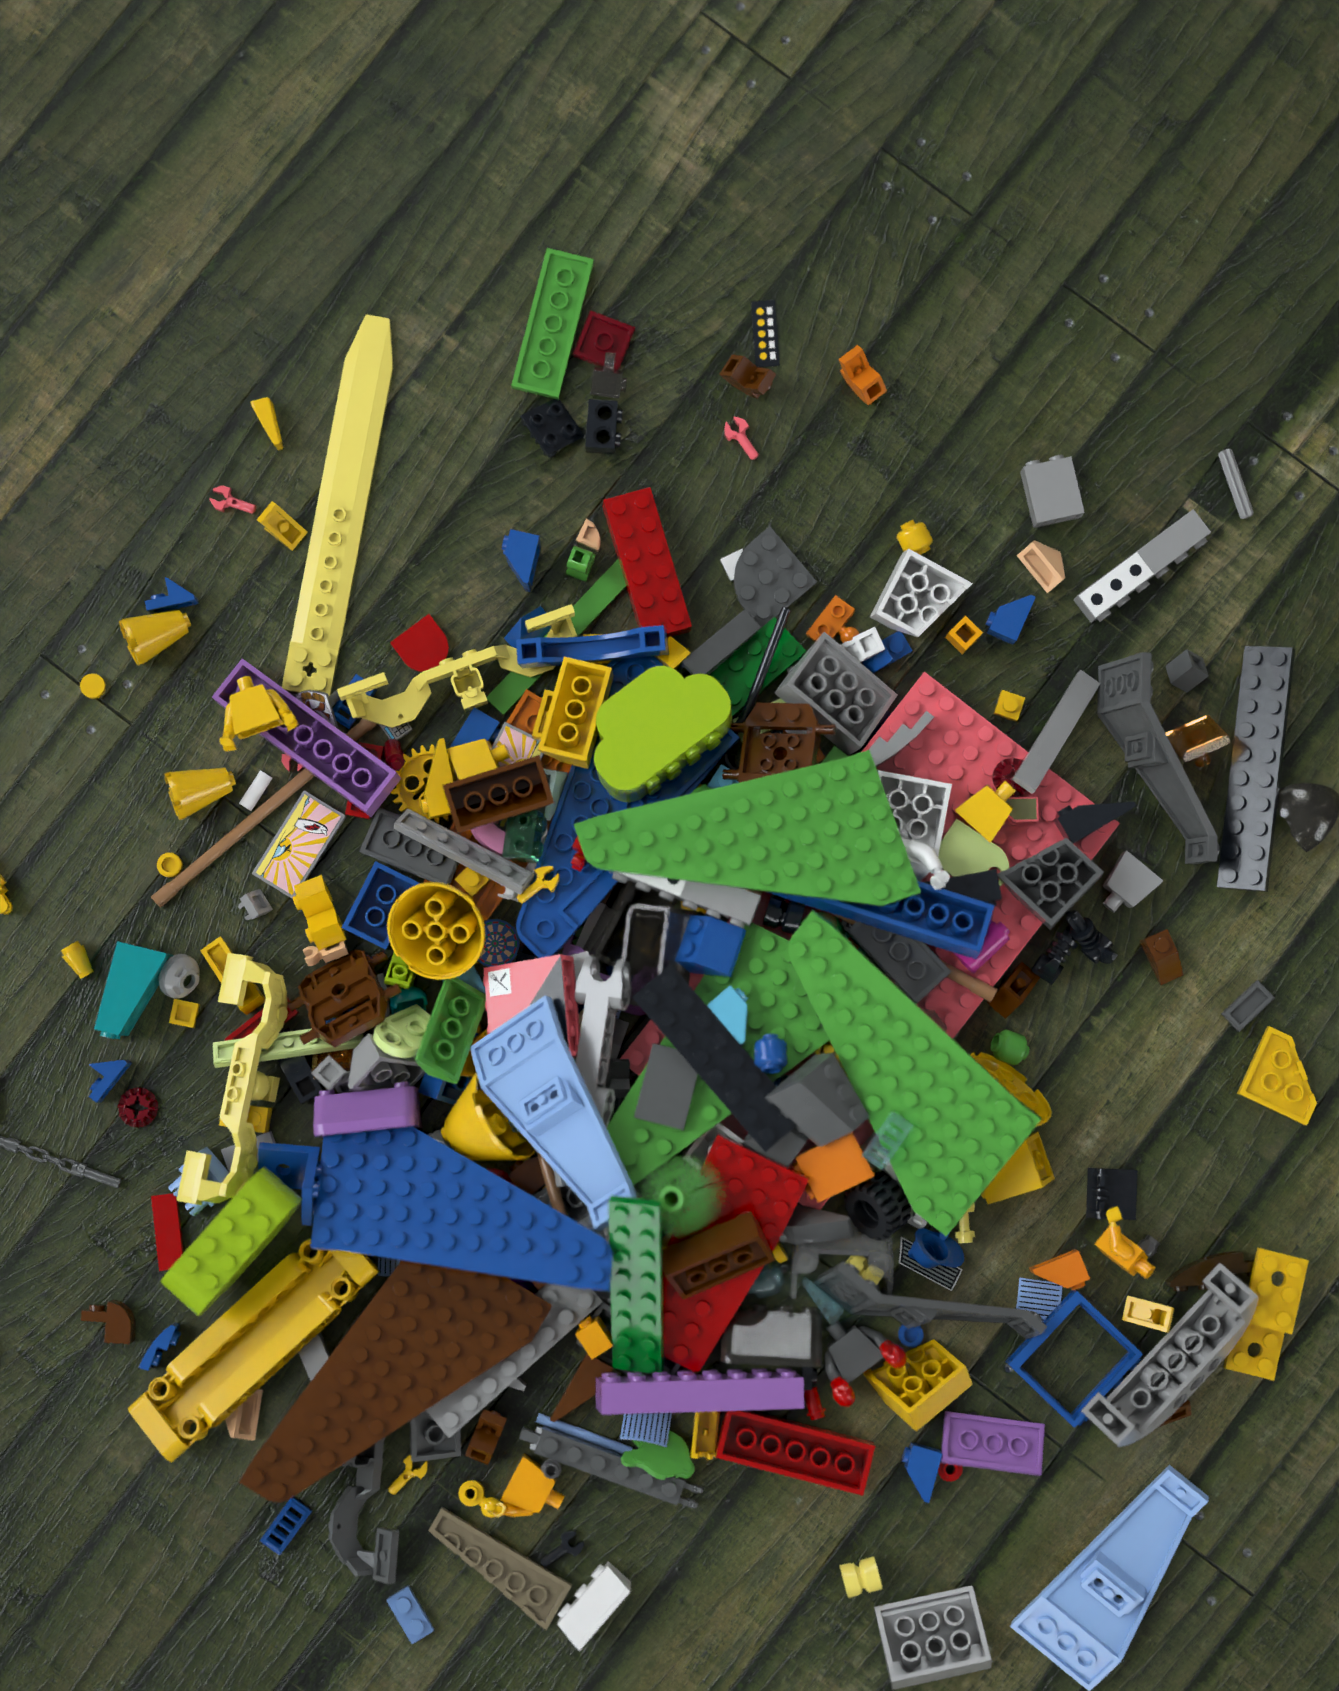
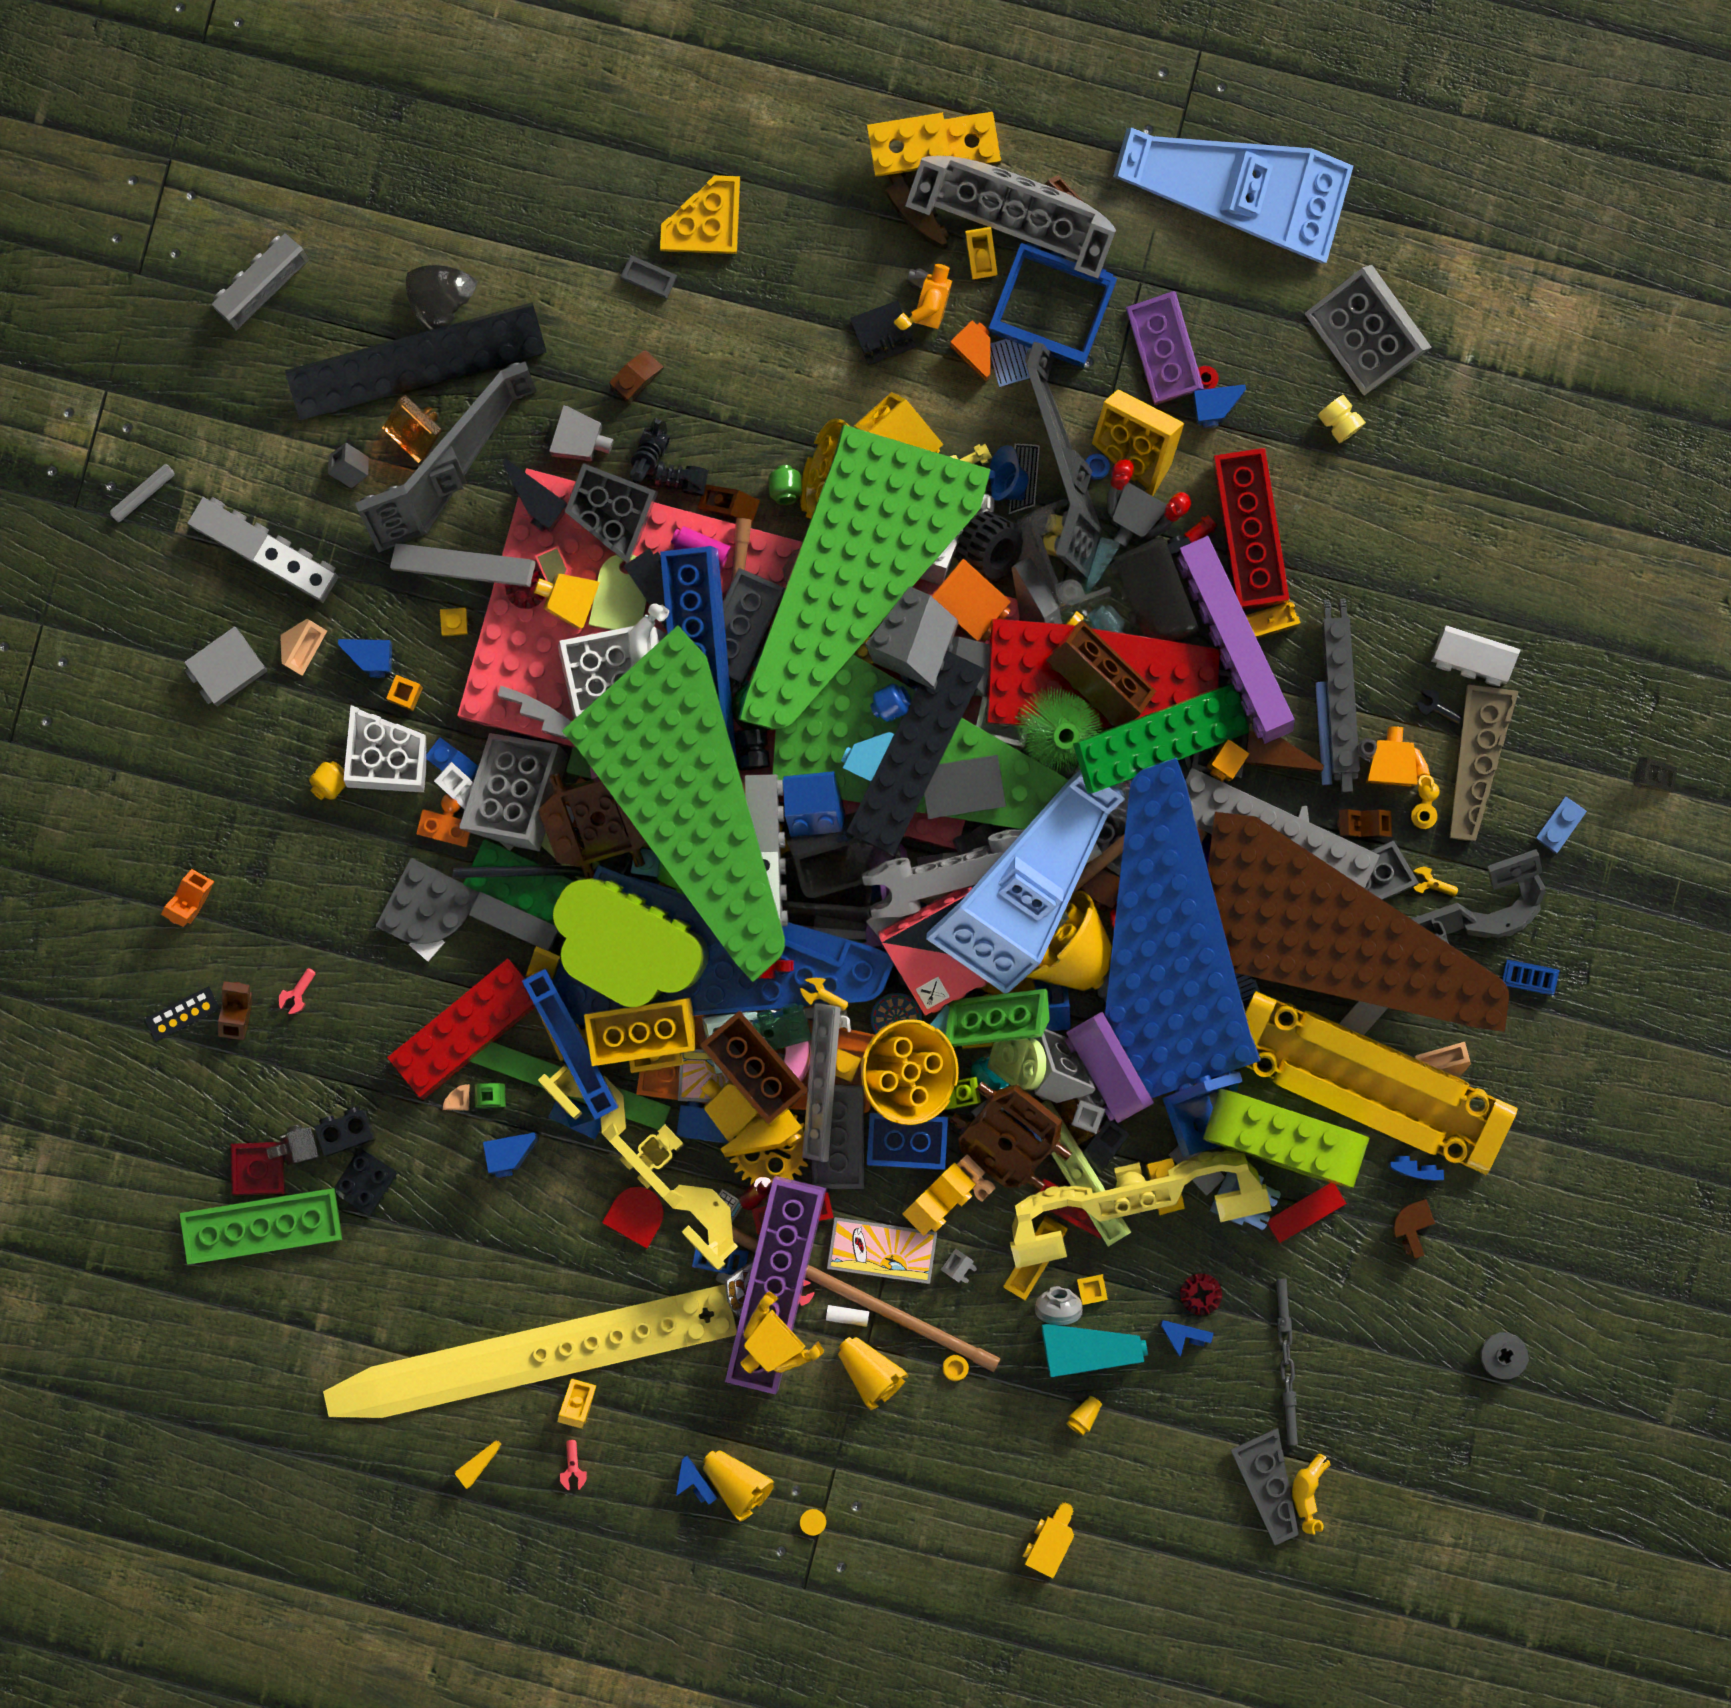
camera: 105 degrees left, 0 degrees up
(646, 1427) = (1290, 676): light blue sticker -> none
(661, 1460) = (1308, 654): bright green tile -> none
(876, 1159) = (947, 562): clear light blue slope -> none

